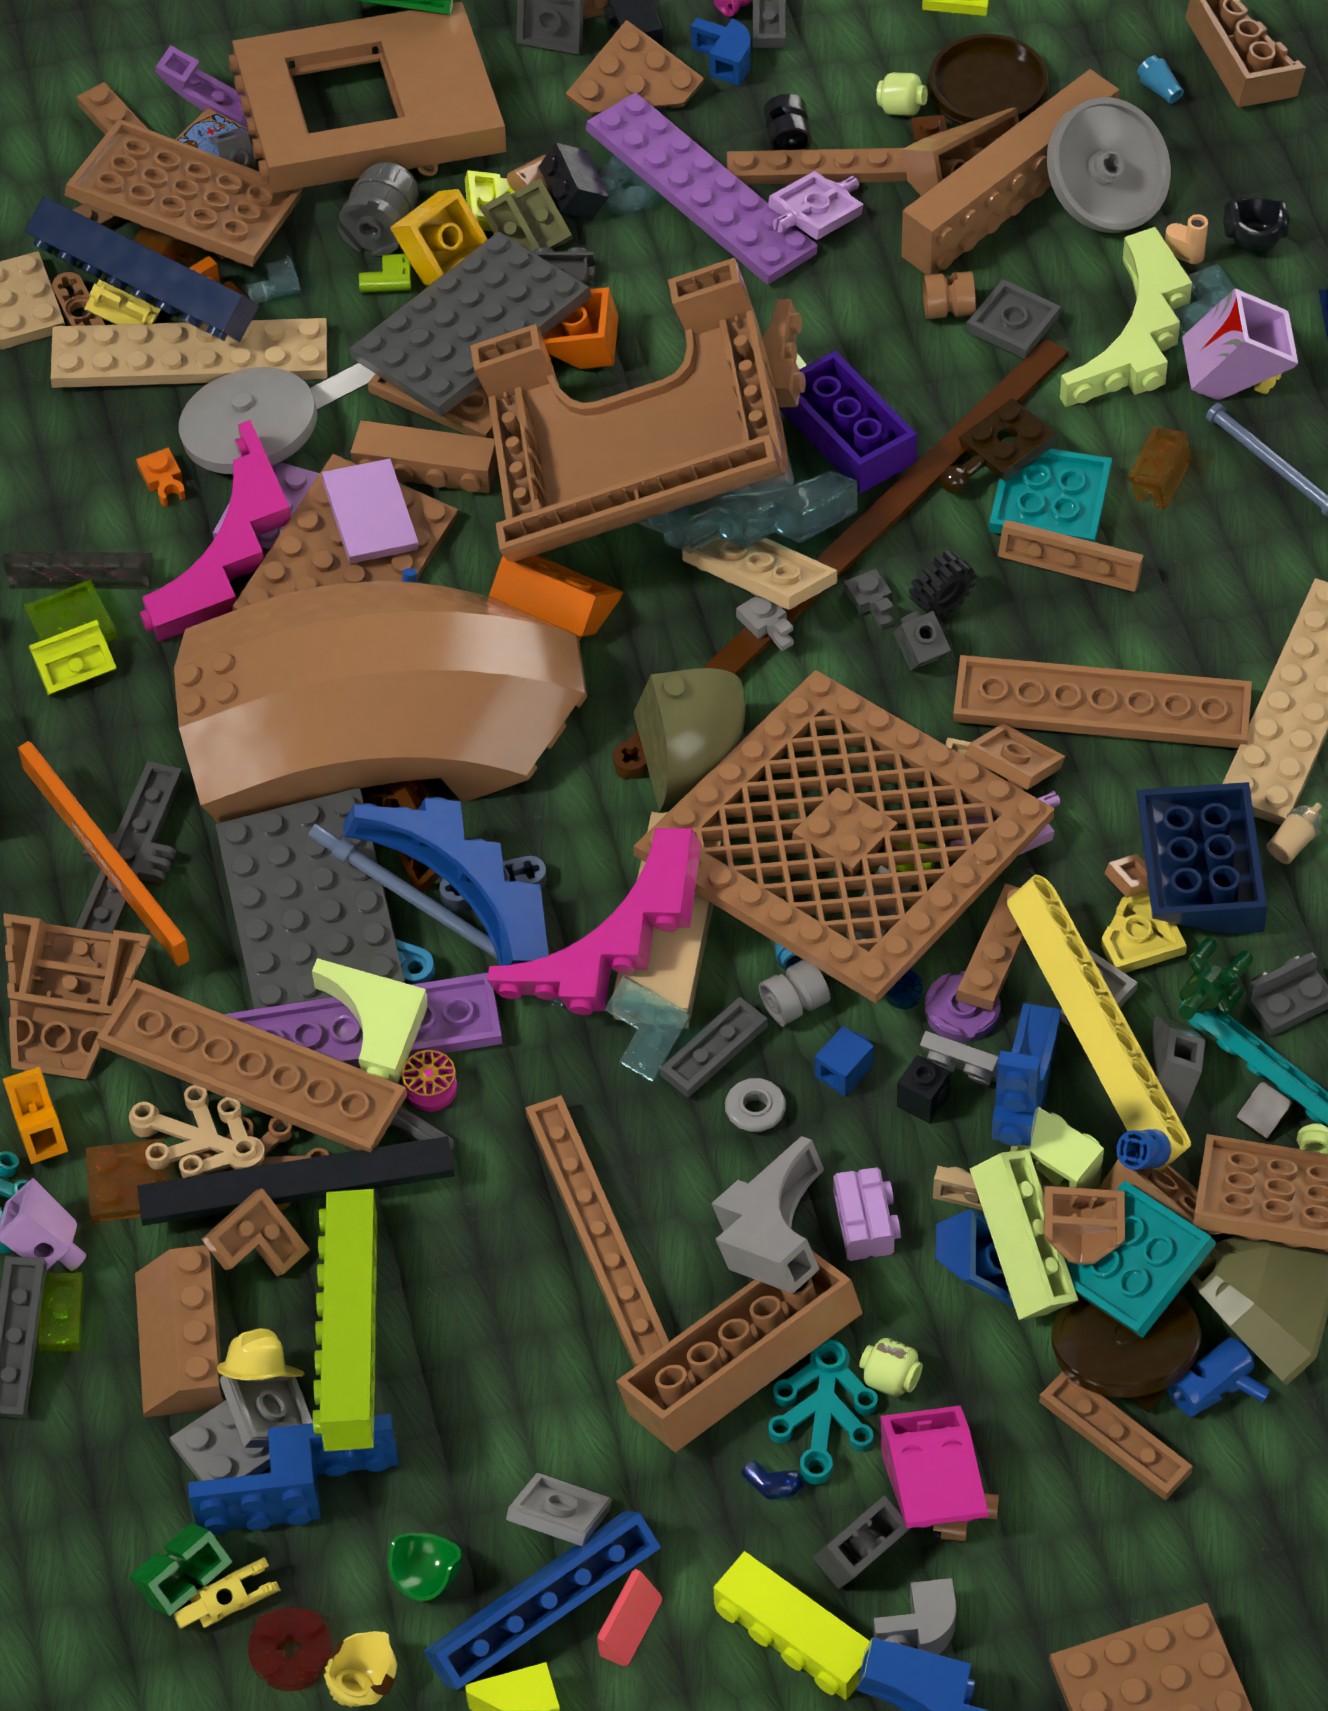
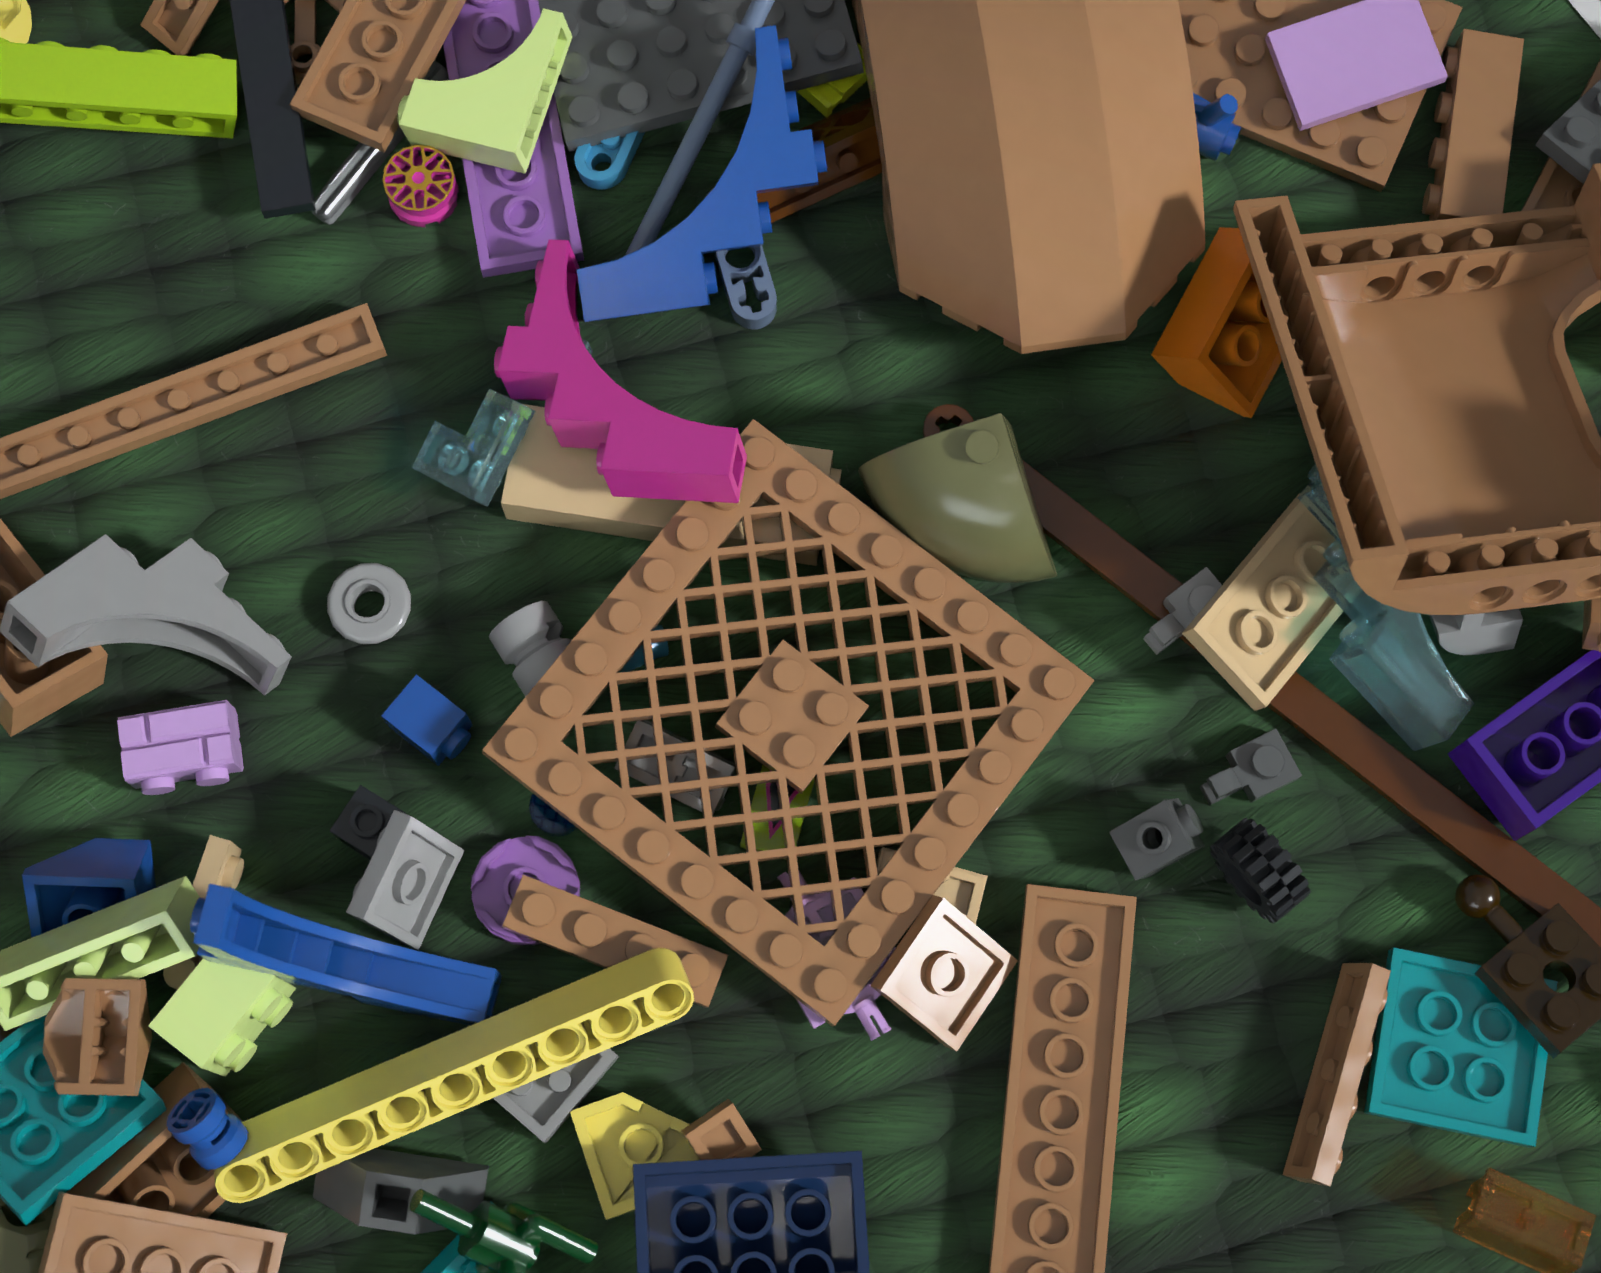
camera: 85 degrees right, 20 degrees up
(713, 1047) = (461, 547): dark grey plate -> none

